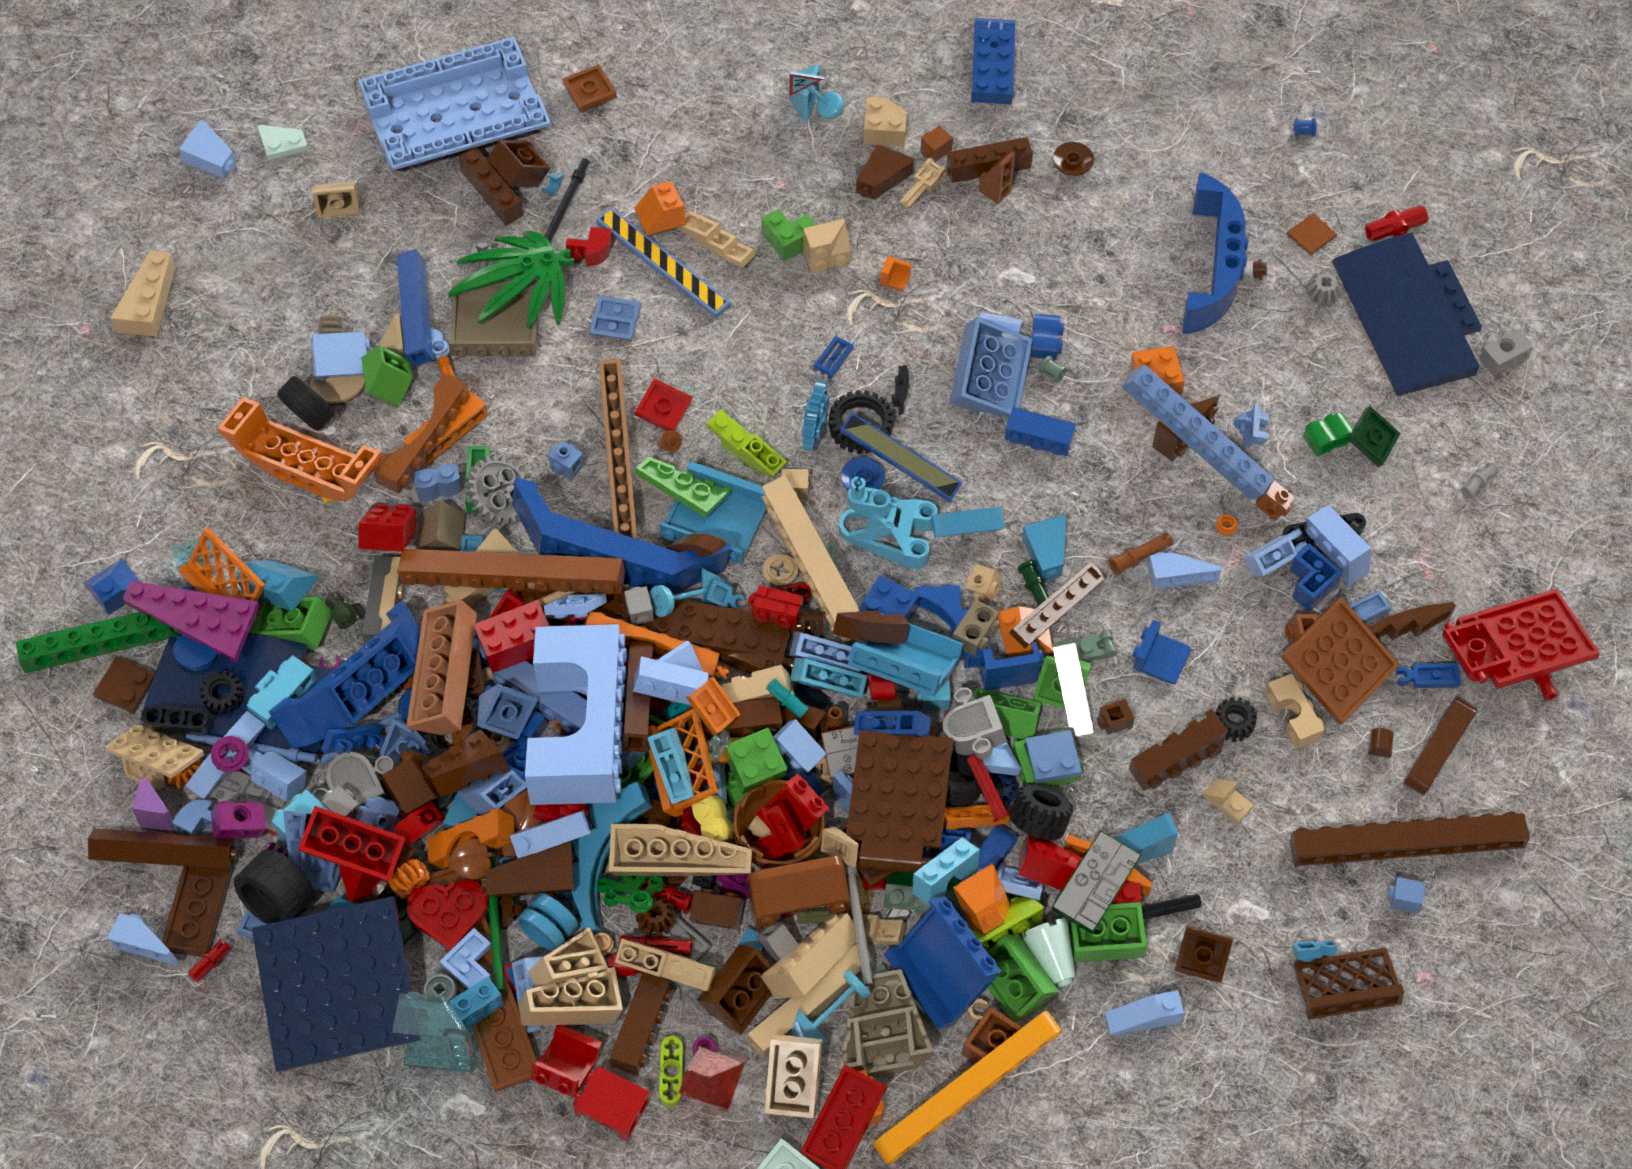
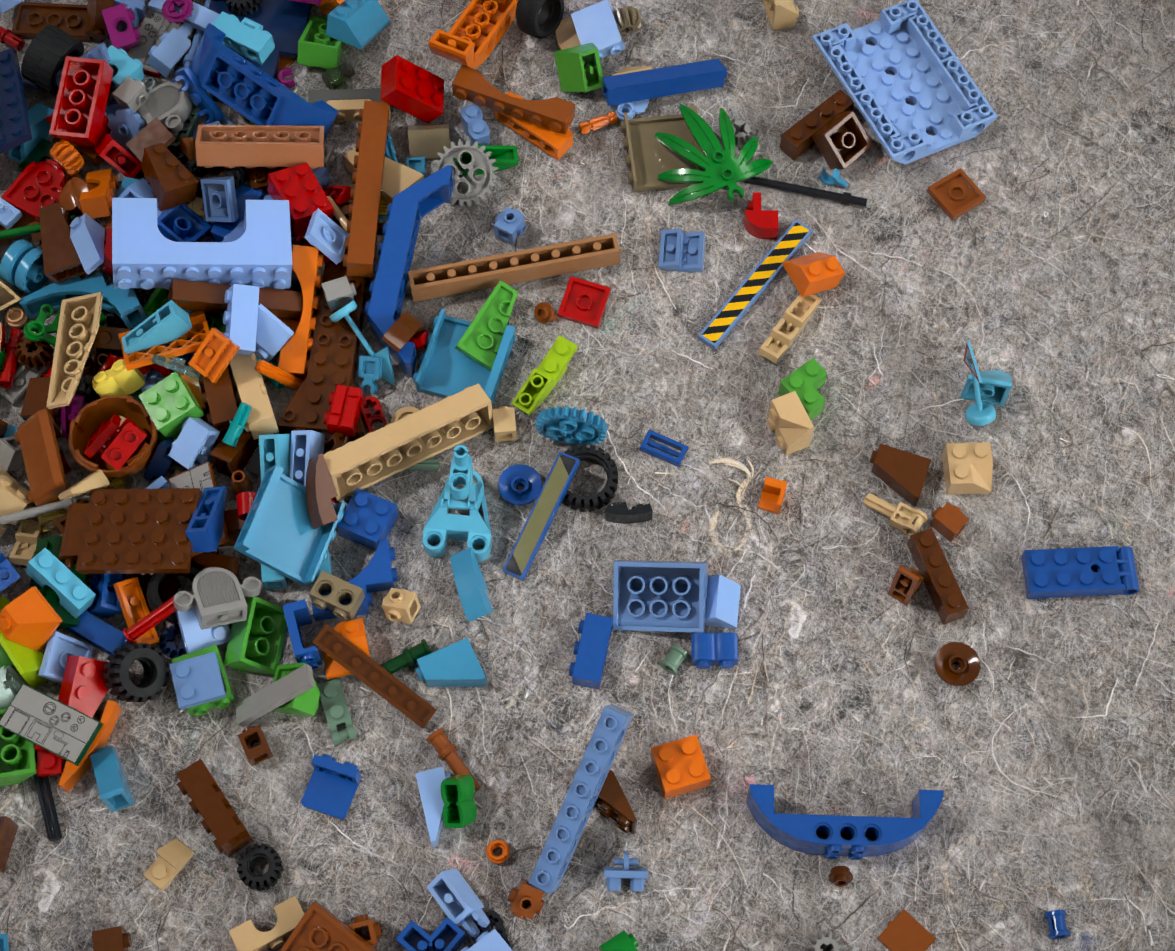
camera: 85 degrees right, 5 degrees up
(1184, 543) = (458, 801): none -> green brick

